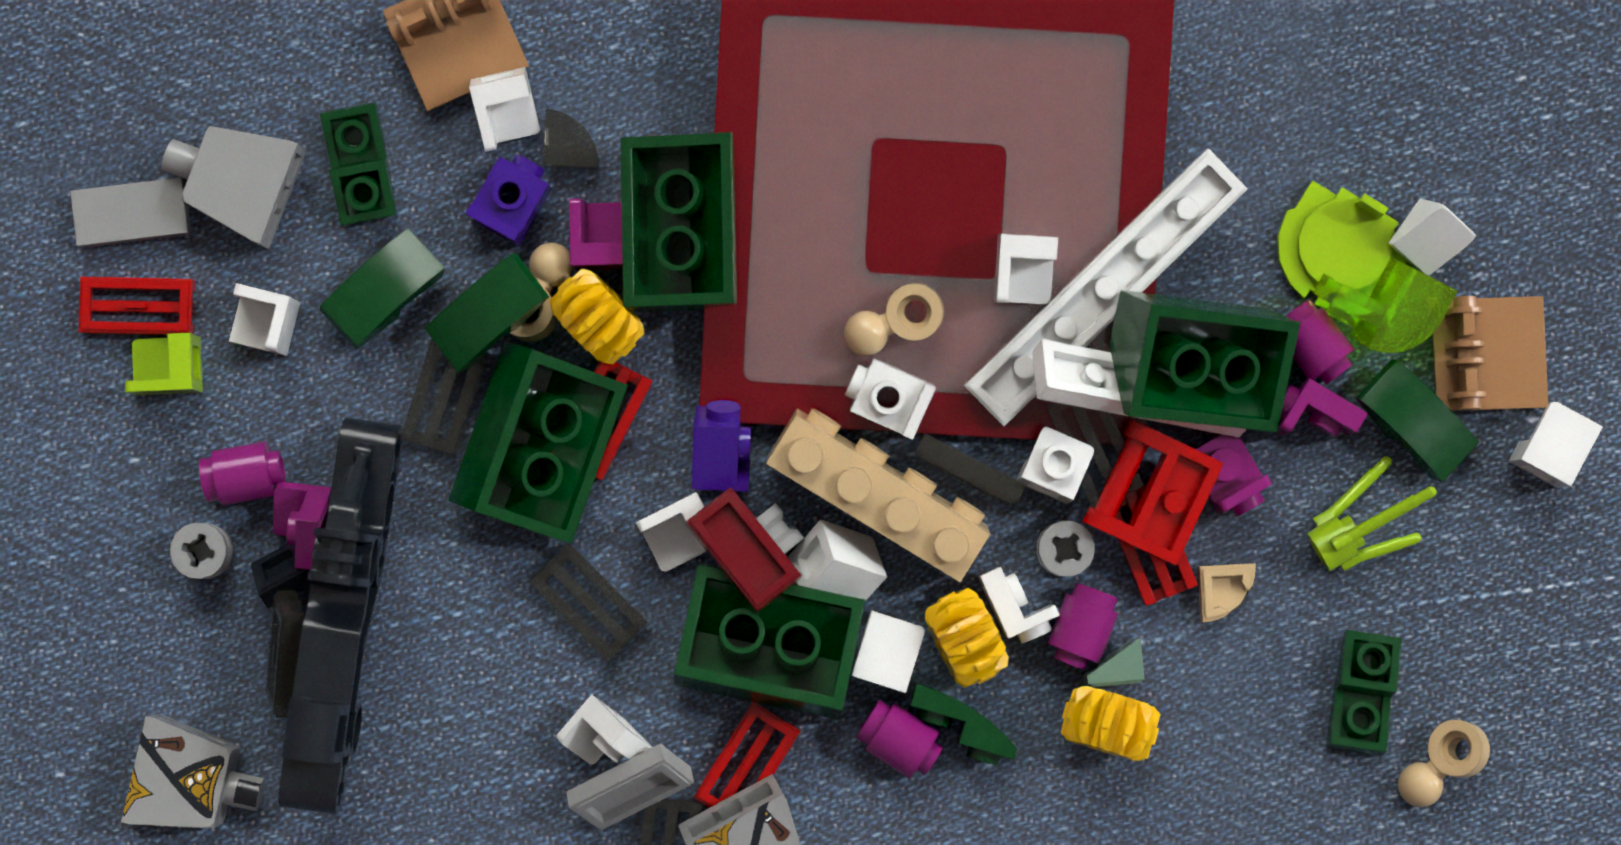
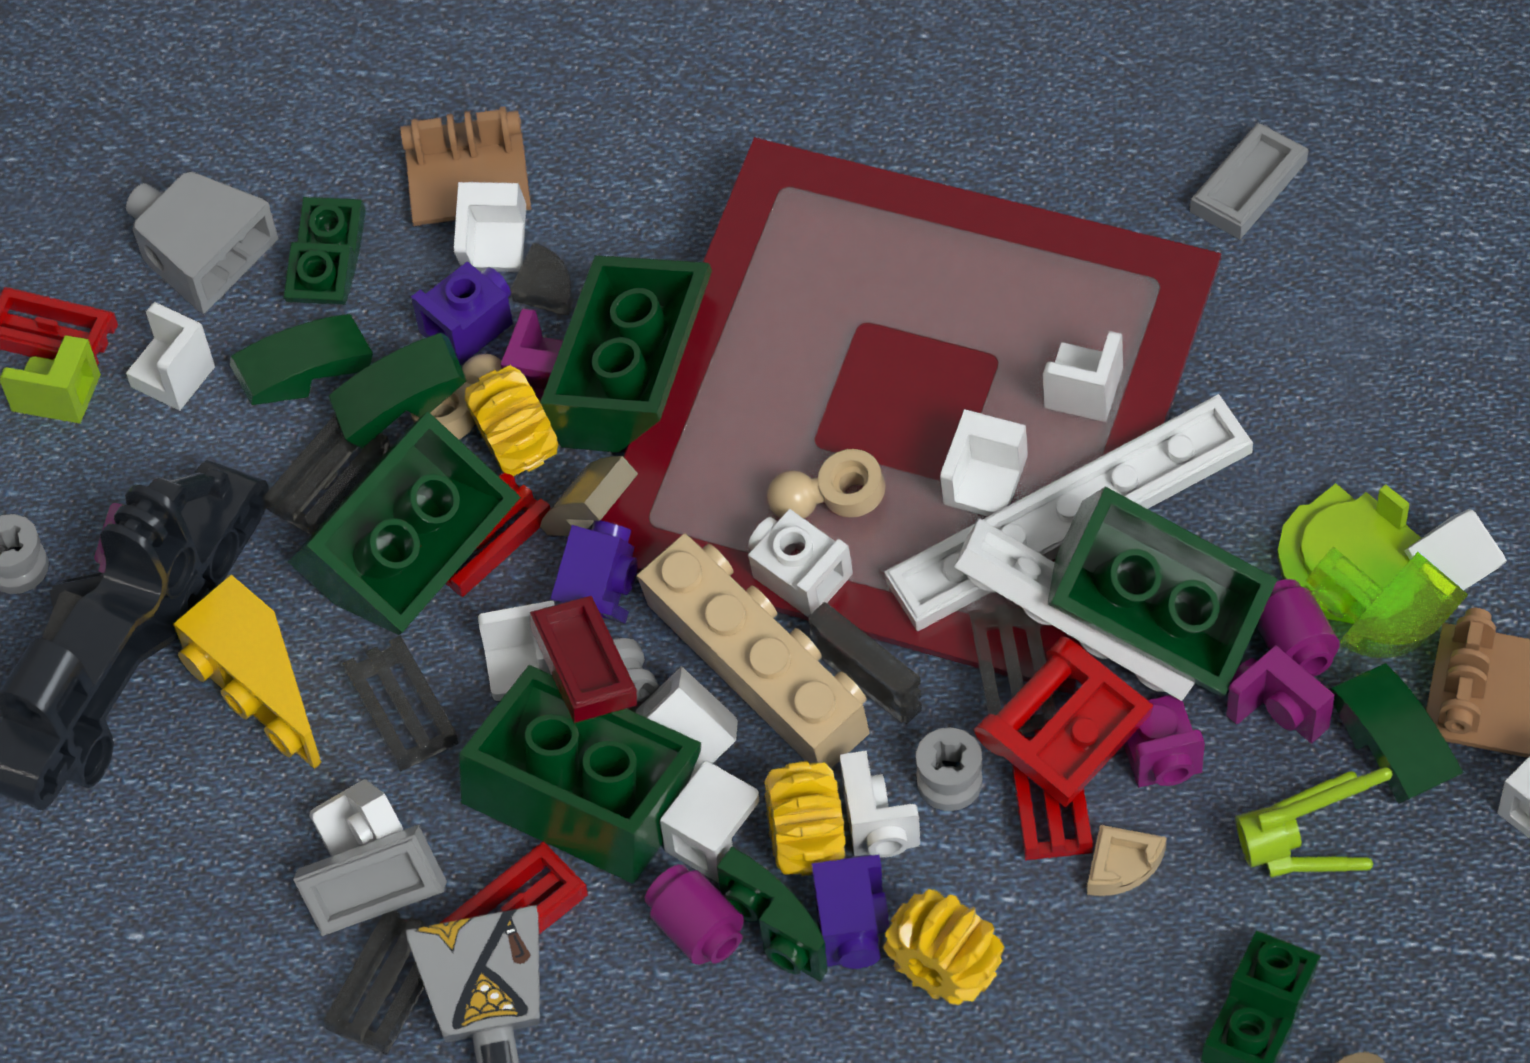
camera: 25 degrees right, 30 degrees down
(130, 212) = (78, 248): light grey tile -> none
(241, 473) = (81, 488): magenta brick -> none
(449, 598) = (242, 650): none -> yellow slope
(692, 382) = (589, 495): none -> dark tan slope
(1024, 704) = (851, 909): none -> dark purple brick
(1056, 465) = (956, 675): white bracket -> none
(1083, 626) = (946, 848): magenta brick -> none
(1089, 159) = (1084, 379): none -> white panel
(1119, 667) = (978, 889): sand green slope -> none

